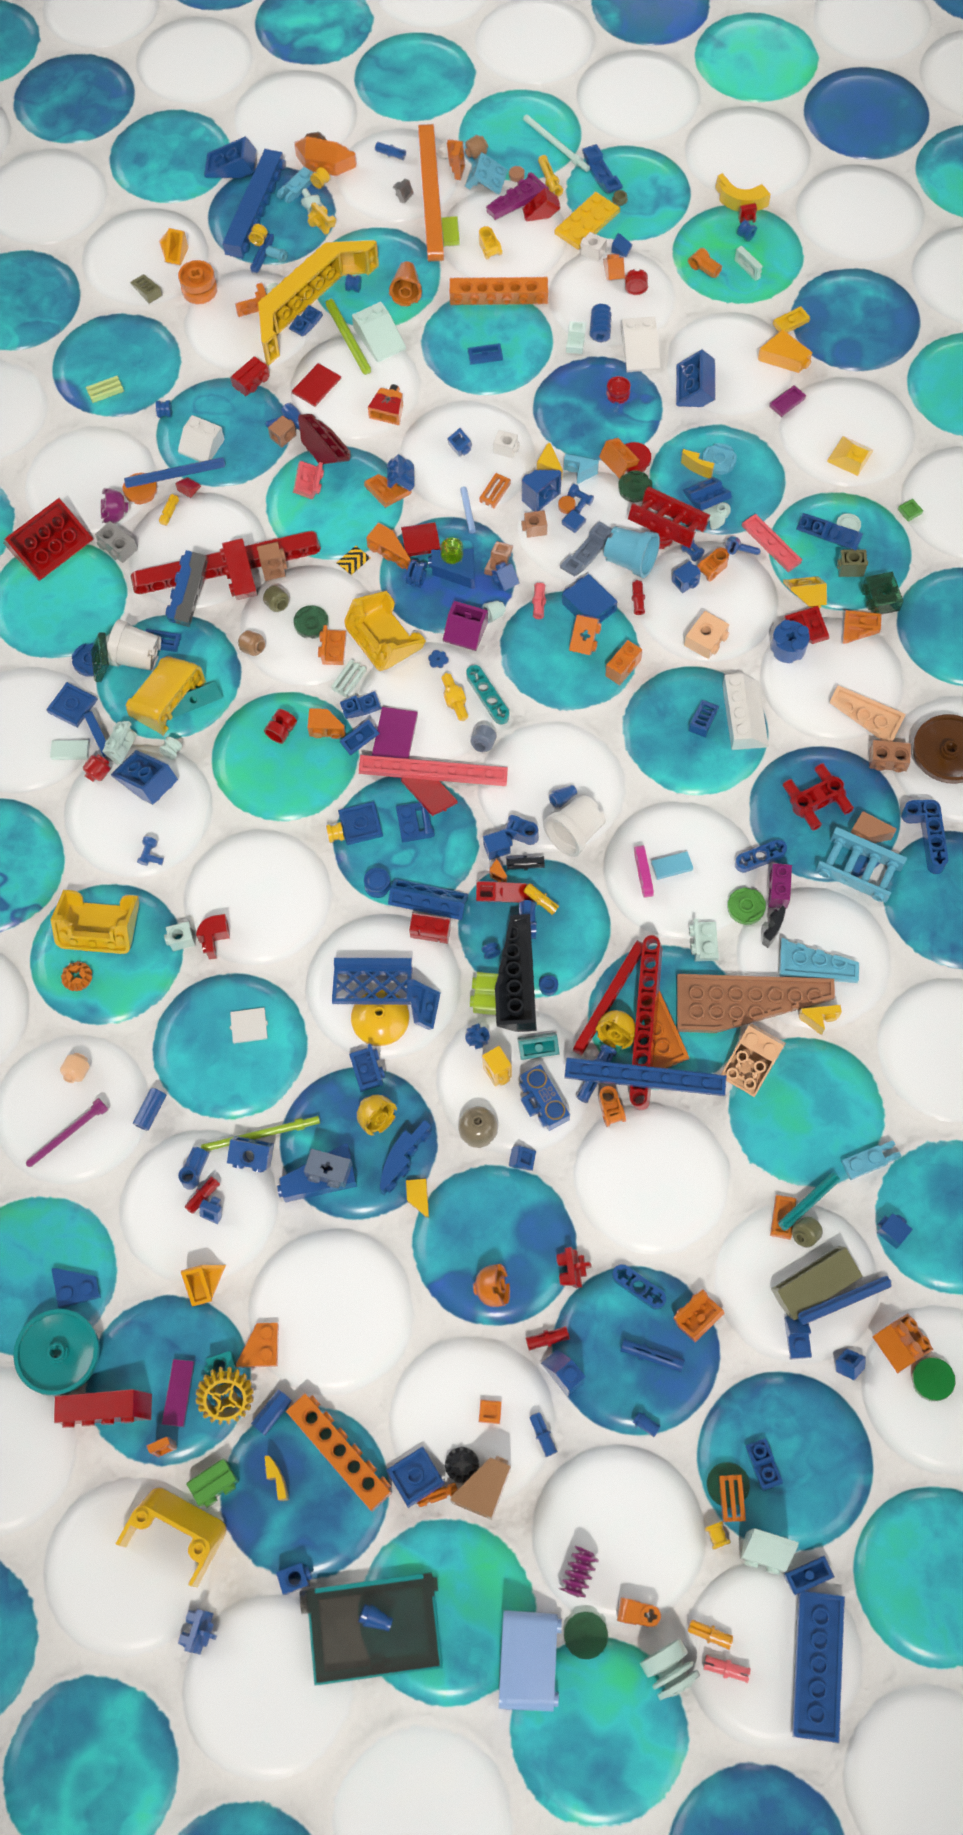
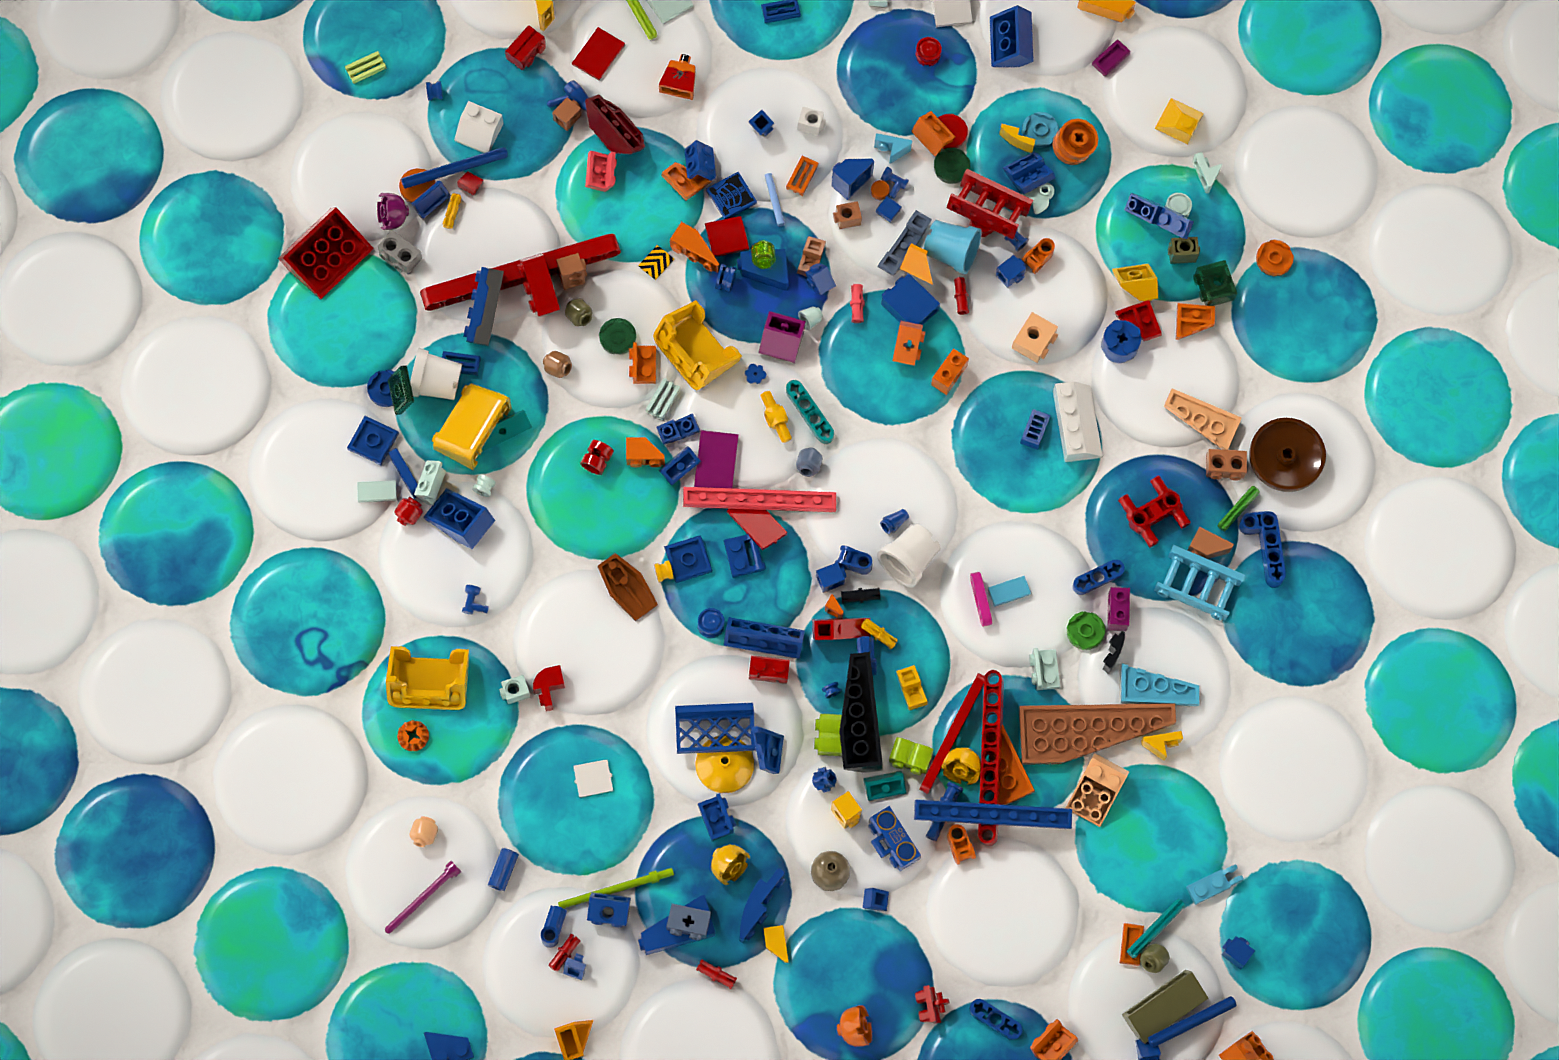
camera: 10 degrees left, 5 degrees up
(149, 498) = (431, 199): none -> blue tile
(299, 846) = (627, 586): none -> dark orange piece
(354, 1224) = (716, 974): none -> red pin
(428, 505) = (731, 195): none -> tile
(548, 460) = (858, 143): yellow slope -> none
(548, 985) = (891, 722): blue tile -> none
(566, 1017) = (911, 756): none -> lime brick
(570, 952) = (911, 687): none -> yellow slope
(596, 563) = (917, 263): none -> light orange slope
(734, 544) = (1059, 233): blue piece -> none
(751, 466) = (1075, 141): none -> orange wheel
(772, 543) = (1098, 226): coral tile -> none
(875, 499) = (1206, 175): none -> light aqua slope
(901, 798) = (1238, 508): none -> bright green axle
(910, 510) = (1243, 183): bright green tile -> none
(939, 575) = (1274, 258): none -> orange tile

